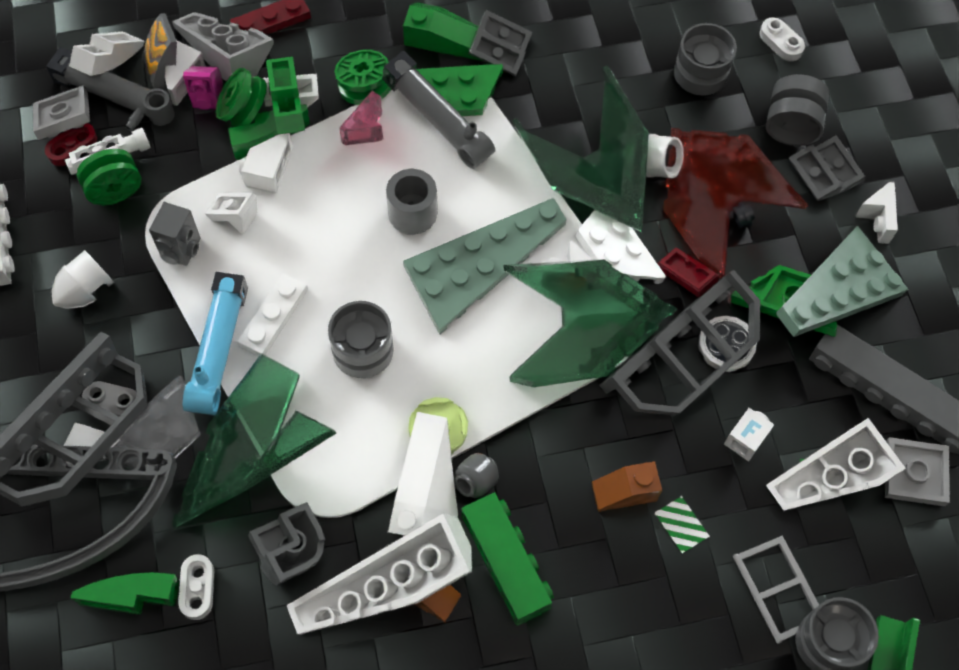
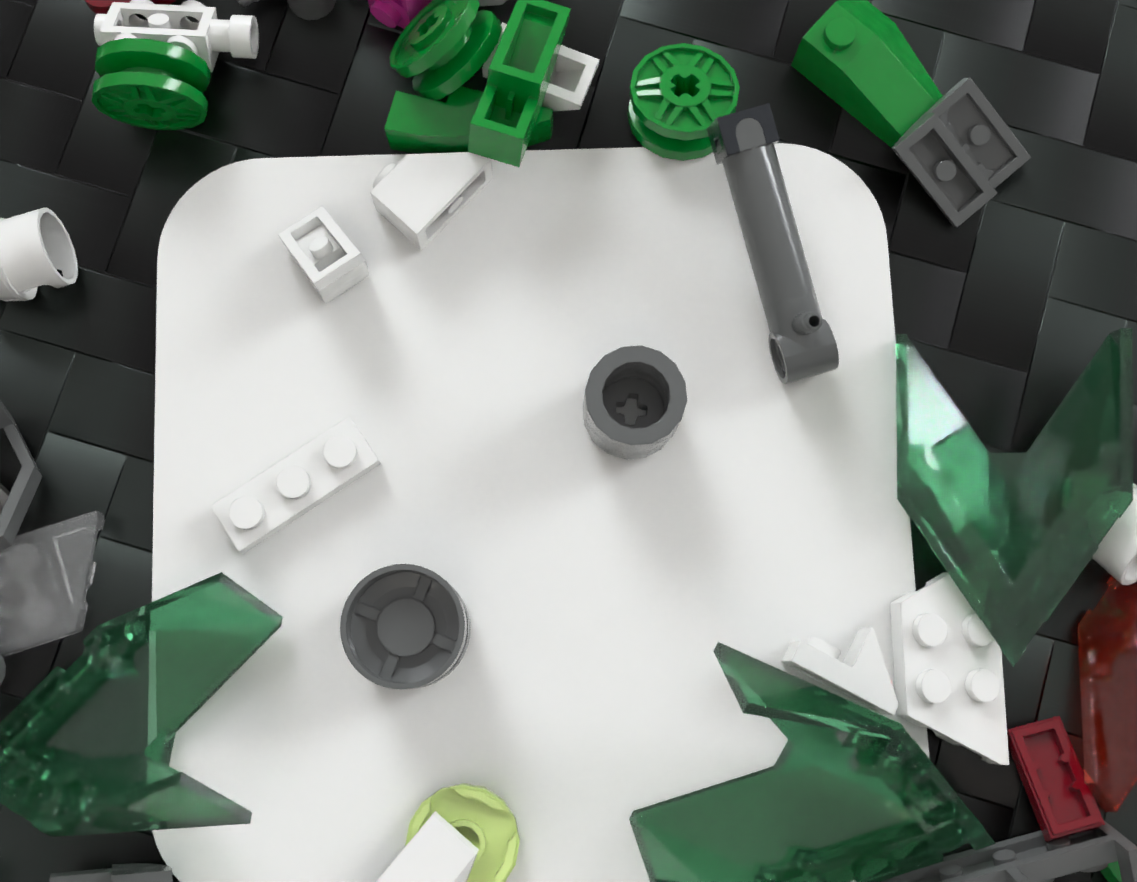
camera: 25 degrees right, 15 degrees up
(175, 234) = (196, 259): dark grey brick -> none
(203, 390) = (108, 573): medium azure piece -> none
(362, 123) = (623, 197): clear pink slope -> none
(465, 86) = (846, 210): green wing -> none
(472, 265) = (673, 567): sand green wing -> none

